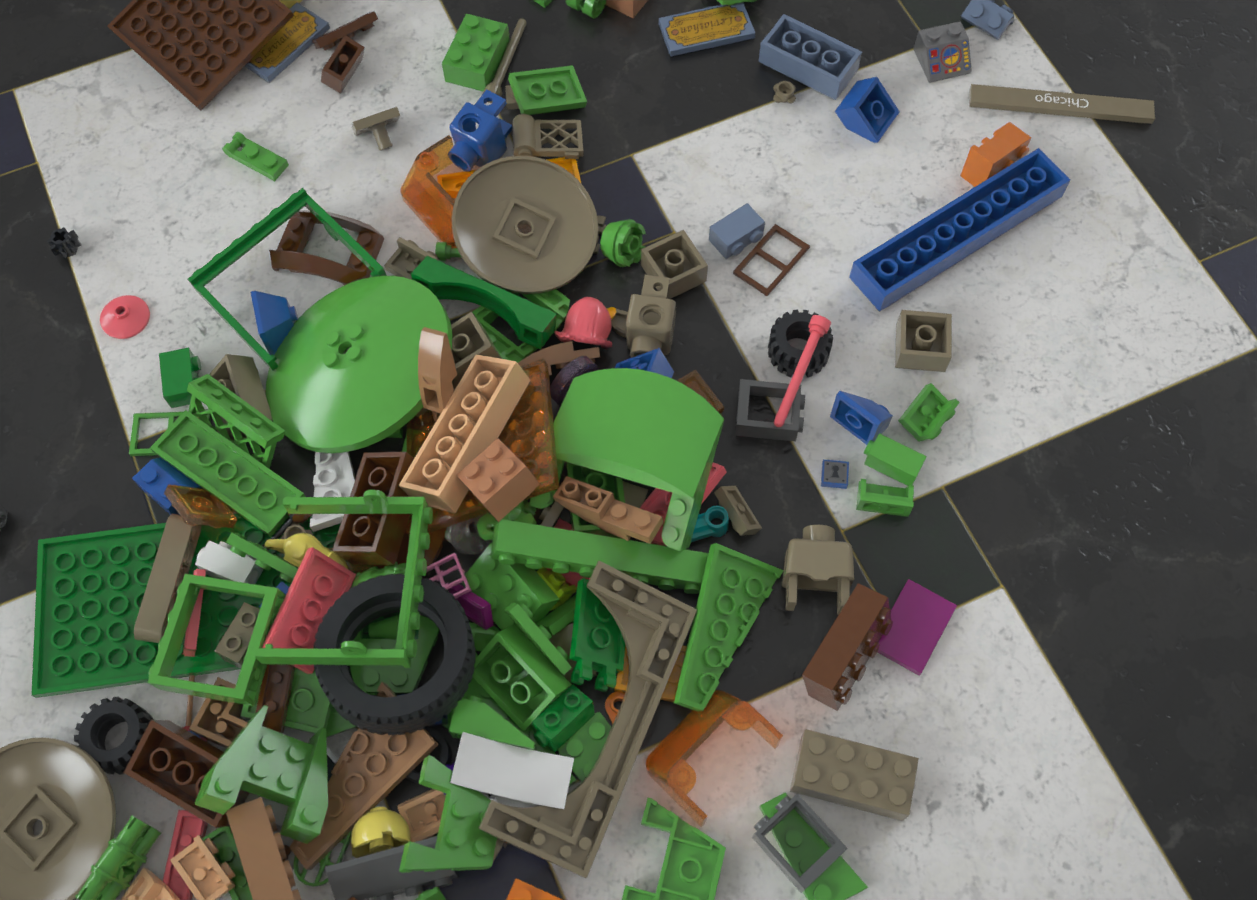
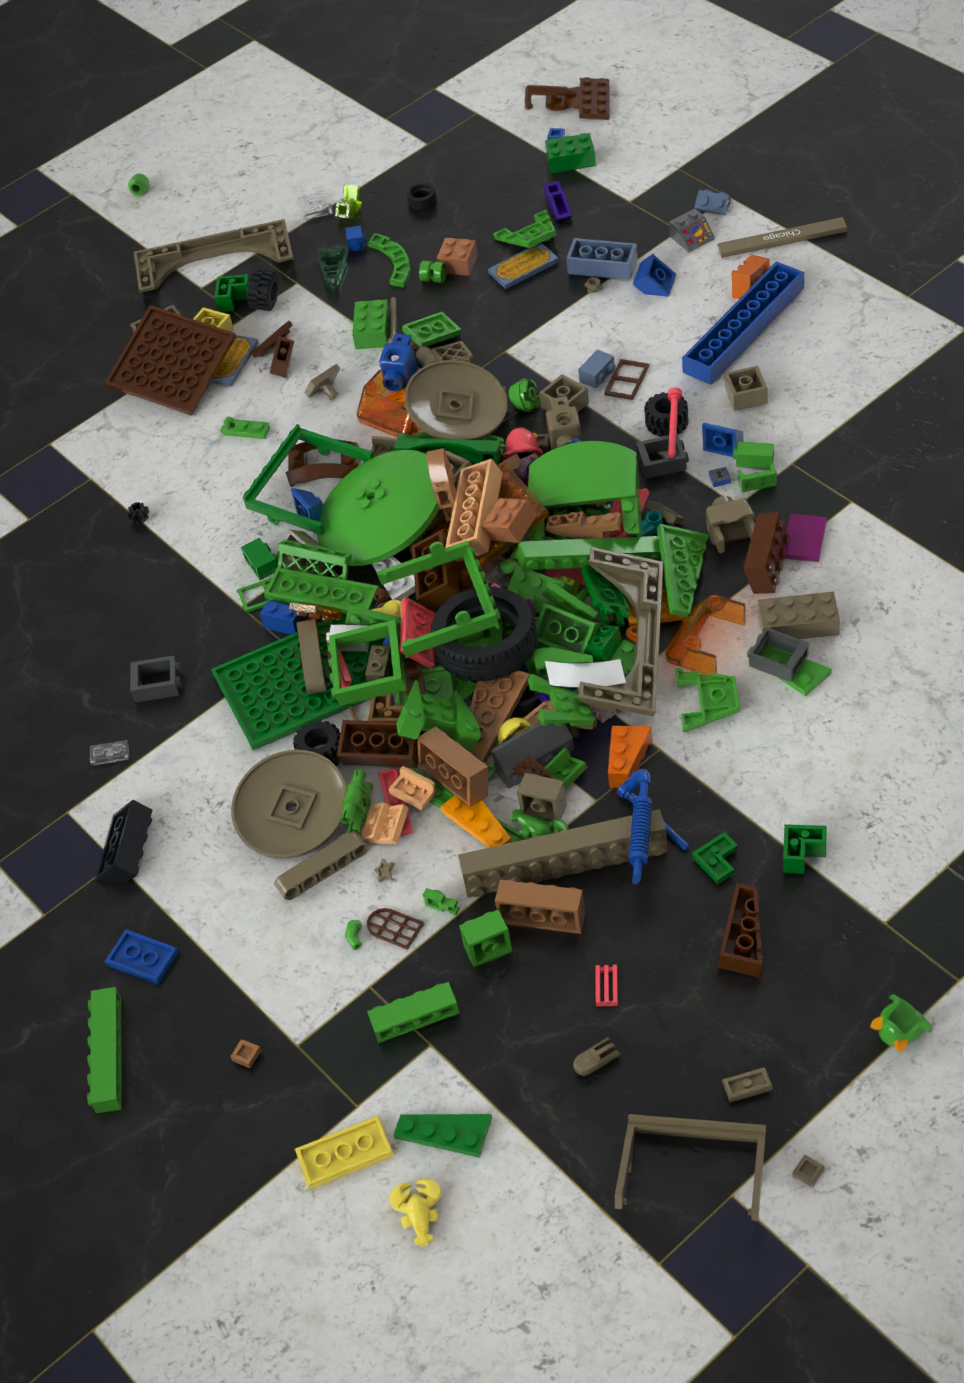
camera: 10 degrees left, 15 degrees down
(128, 324) = (201, 542): coral dish -> none
(928, 413) = (765, 426): bright green bracket -> none

